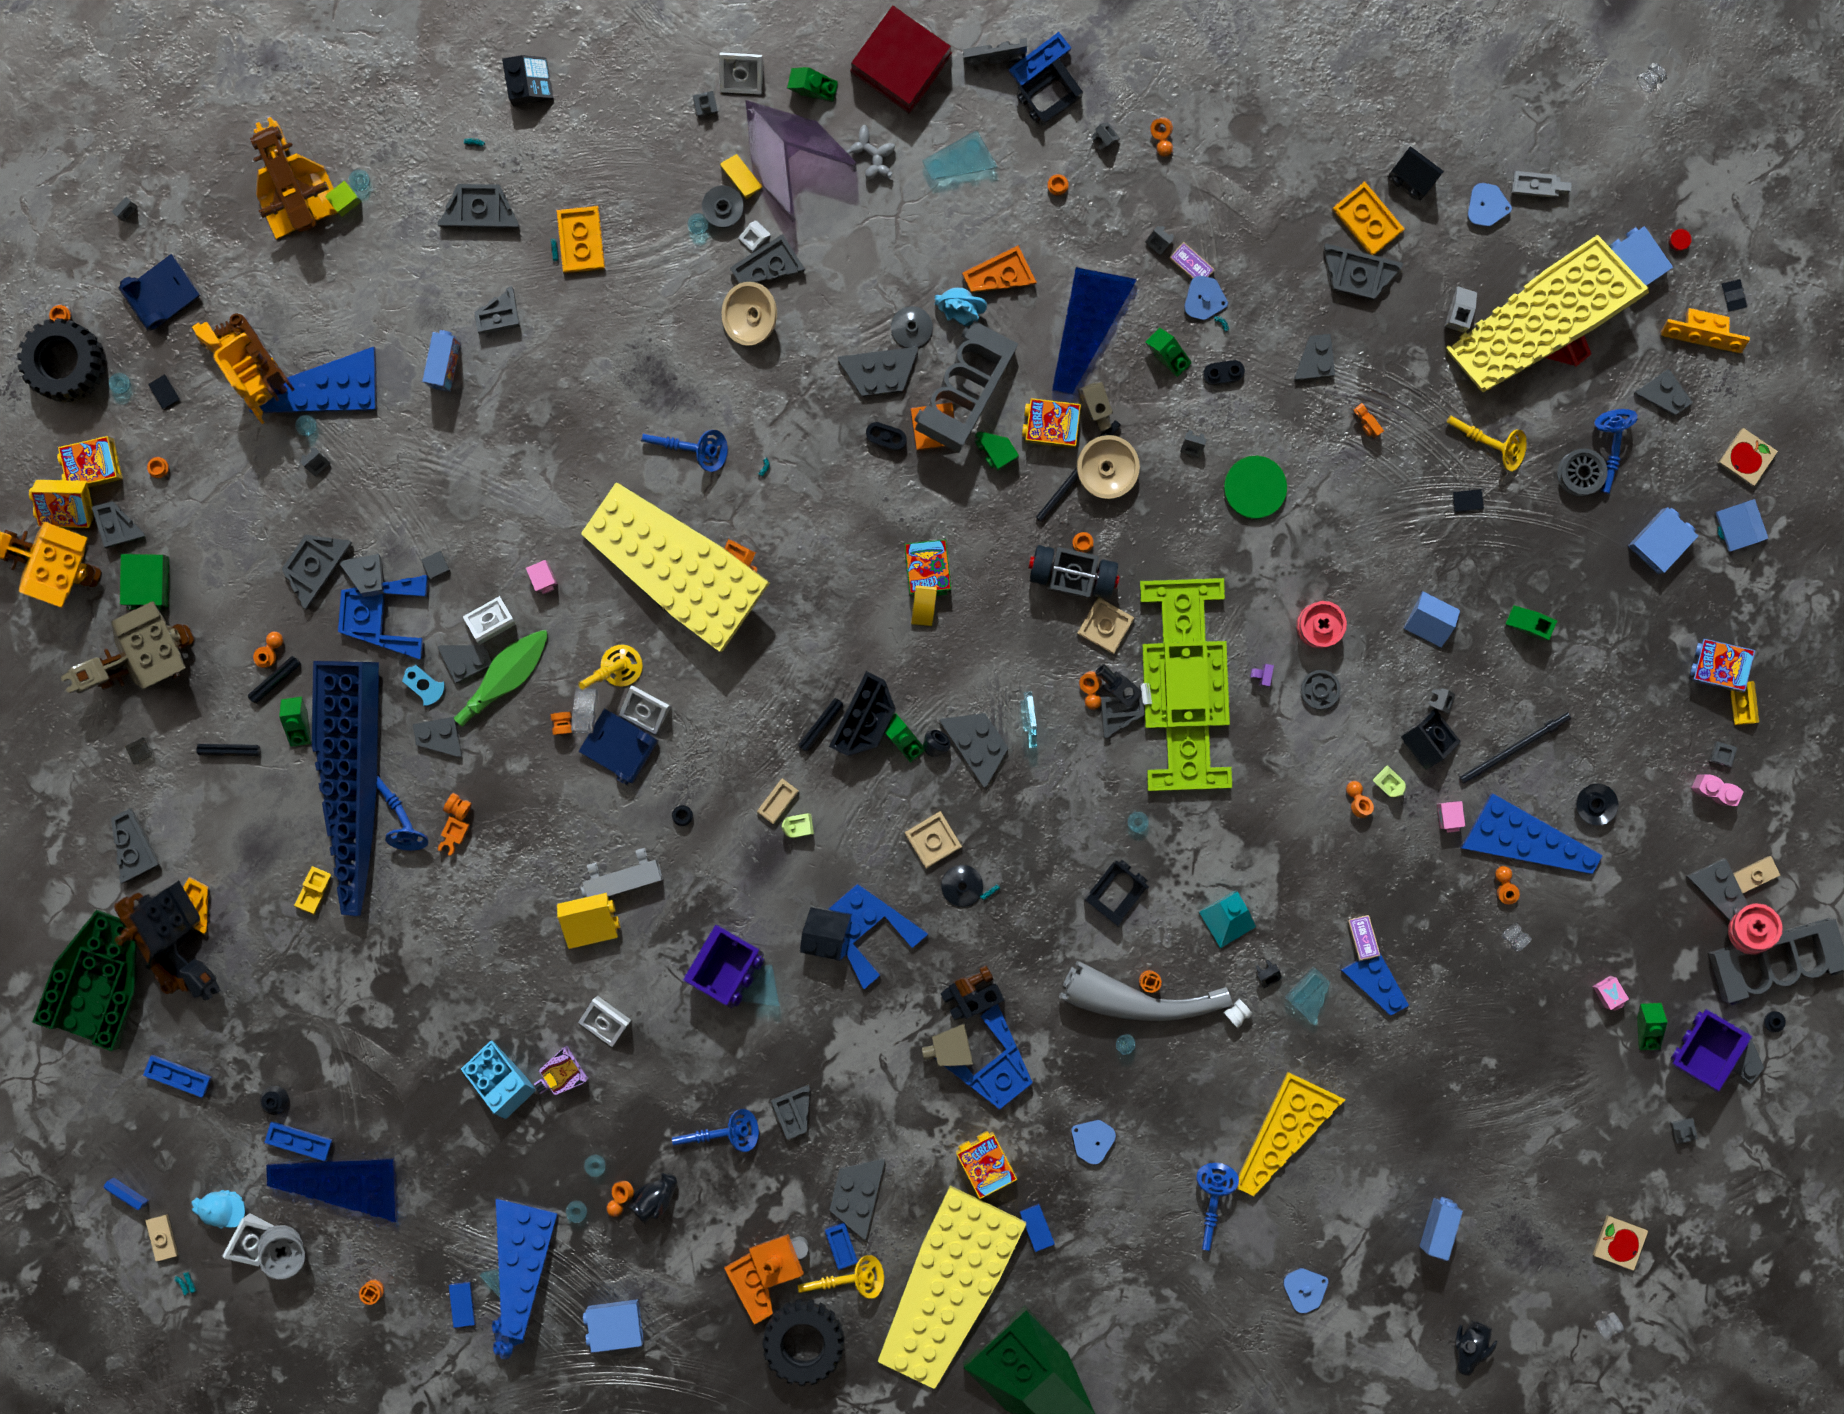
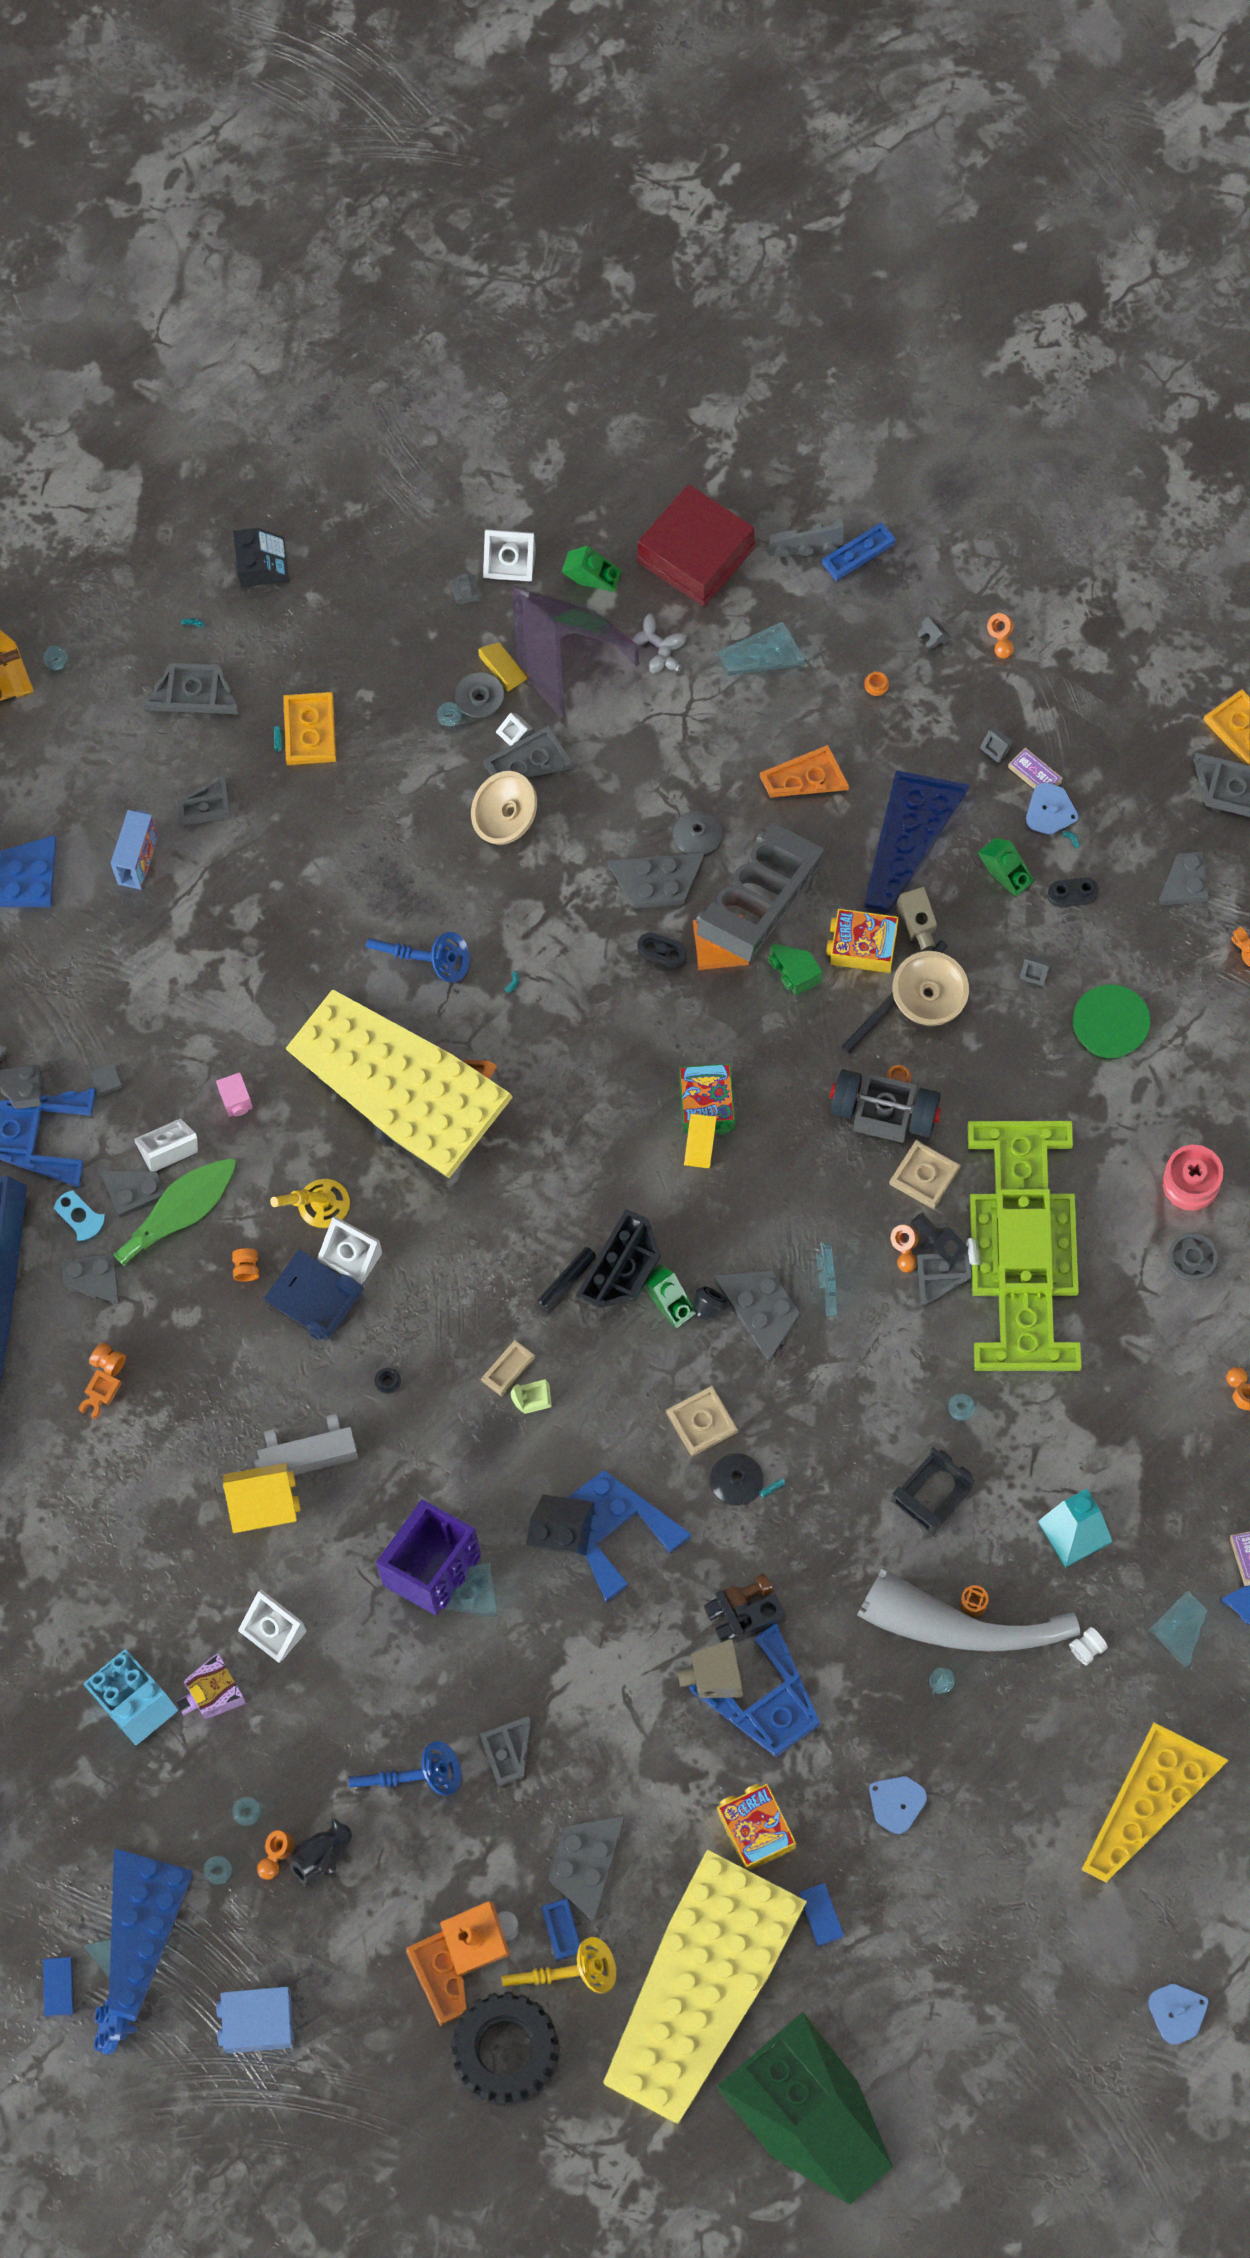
camera: 15 degrees right, 20 degrees down
(343, 198) = (35, 675): lime panel -> none
(406, 835) = (43, 1385): blue dish -> none
(584, 710) = (273, 1250): clear slope -> none
(960, 305) = (757, 807): medium azure hair -> none
(1056, 70) = (879, 564): black panel -> none
(1216, 1186) = (1058, 1852): blue dish -> none
(1264, 675) = (1120, 1235): medium lavender tile -> none
(1270, 975) = (1128, 1599): black tile -> none

